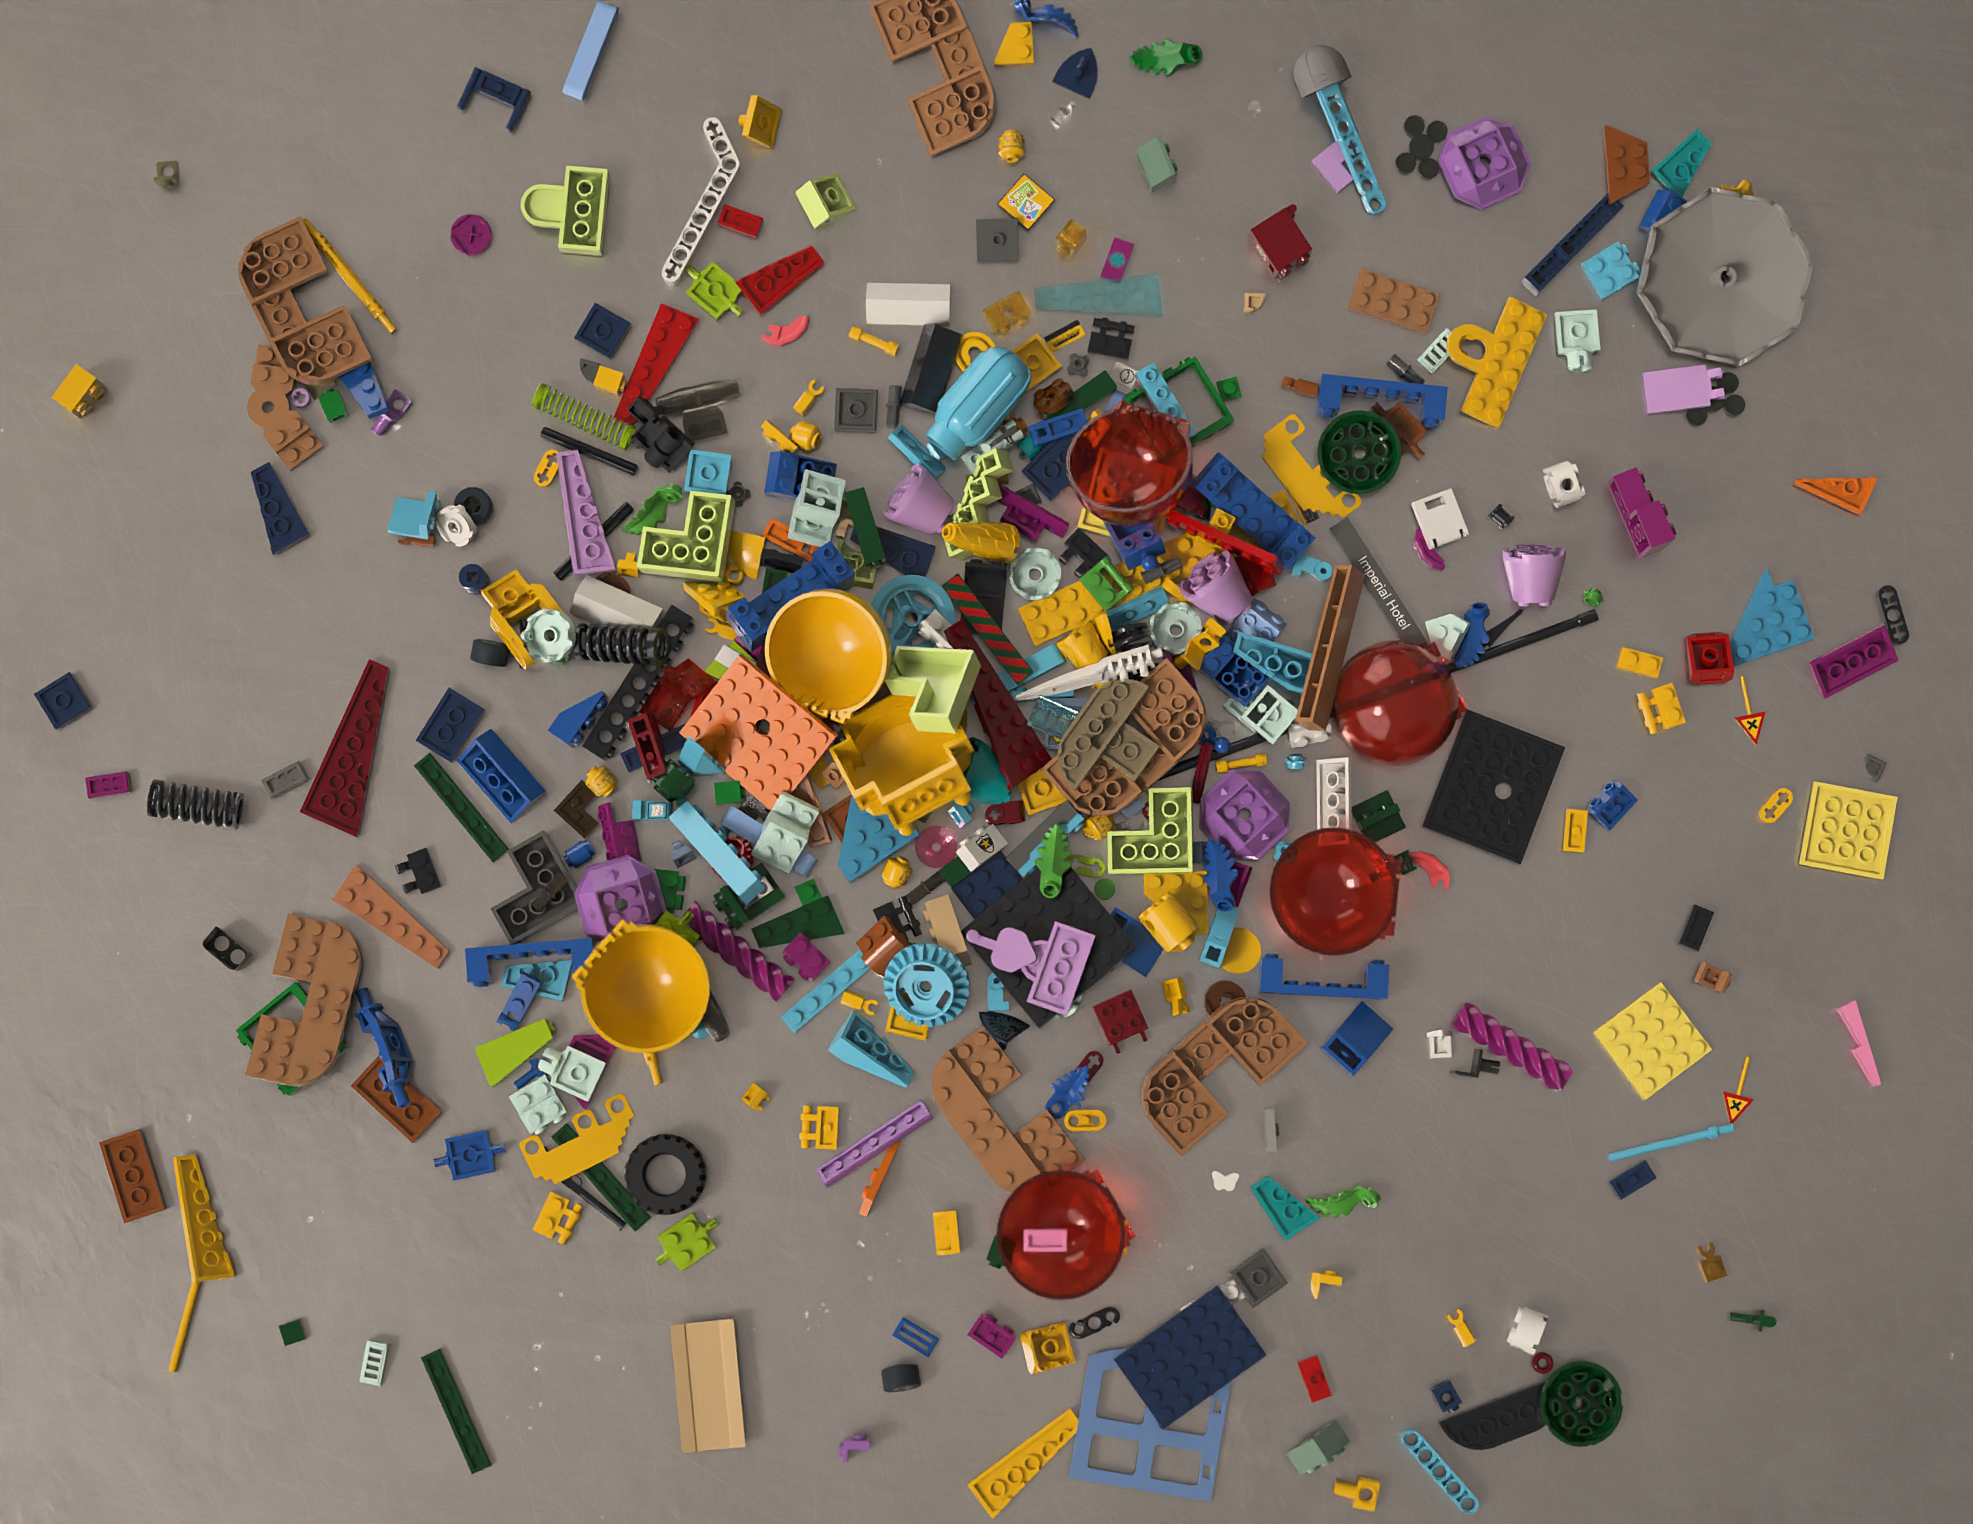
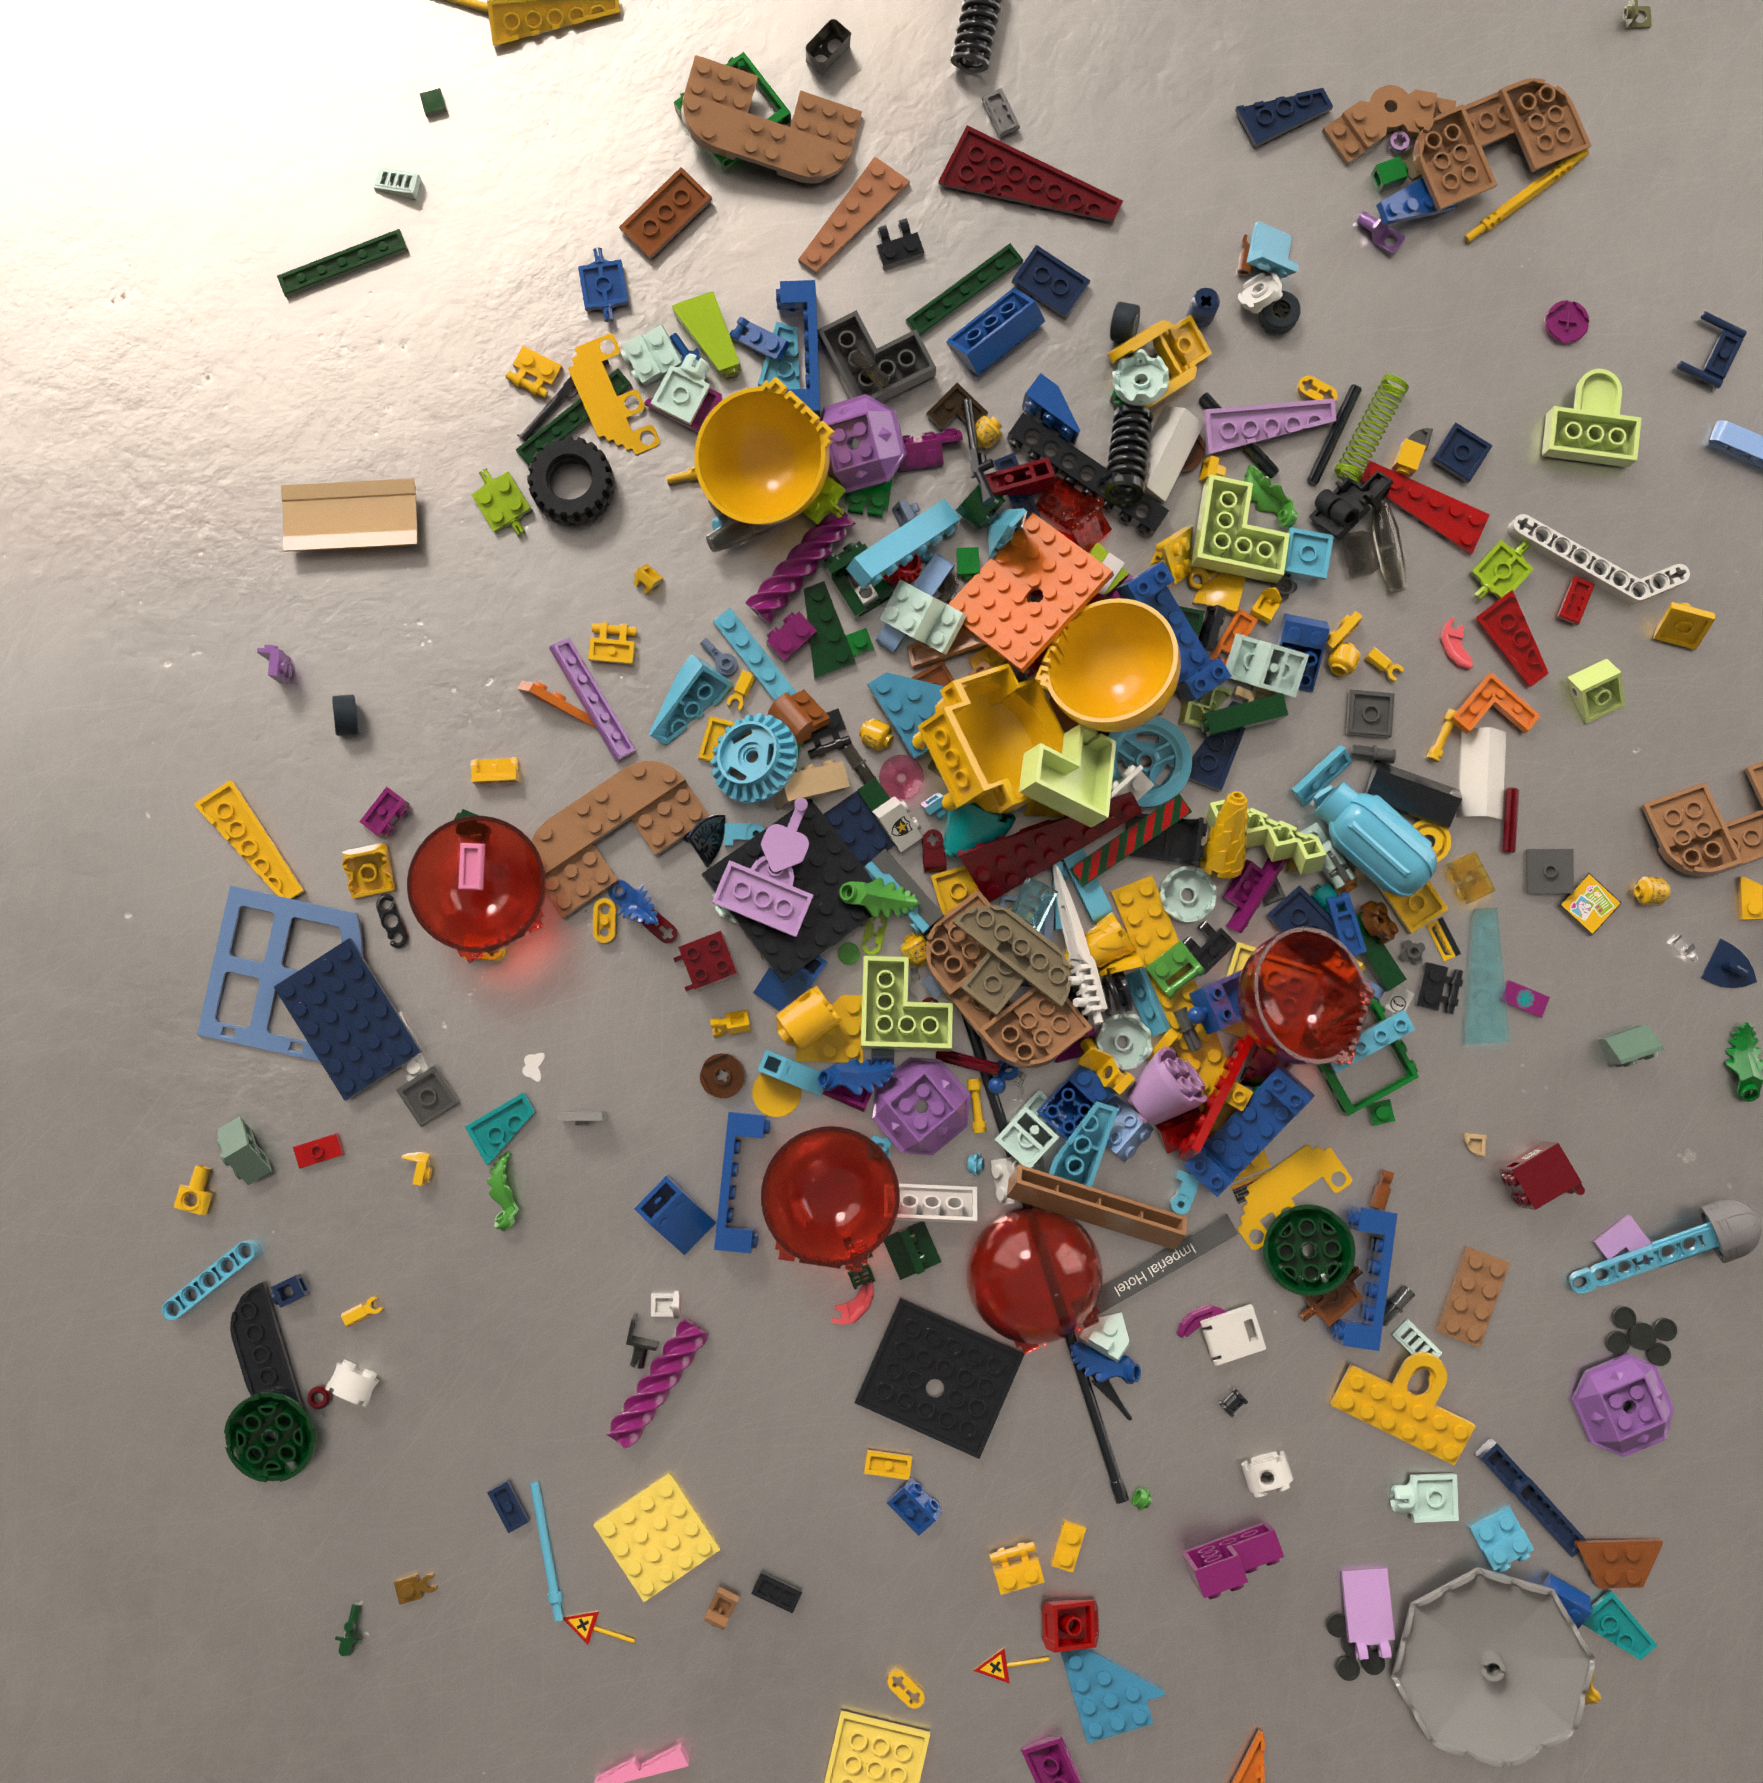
camera: 85 degrees right, 0 degrees up
(390, 1044) = (720, 204): blue plate -> none
(578, 854) = (910, 407): blue brick -> none
(637, 787) = (977, 466): none -> black piece
(651, 810) = (952, 481): medium azure leg -> none
(724, 630) = (1140, 564): yellow bar -> none
(757, 509) = (1267, 605): none -> yellow plate
(831, 295) = (1494, 693): none -> orange plate
(834, 1019) = (725, 663): none -> sand blue plate
(911, 1344) = (395, 739): blue tile -> none
(920, 502) = (1269, 775): lavender cone -> none
(950, 276) = (1510, 820): none -> dark red axle
(1070, 239) = (1550, 948): clear yellow brick -> none
(1241, 1027) = (693, 1091): medium nougat plate -> none
(1533, 572) = (1171, 1435): lavender cone -> none

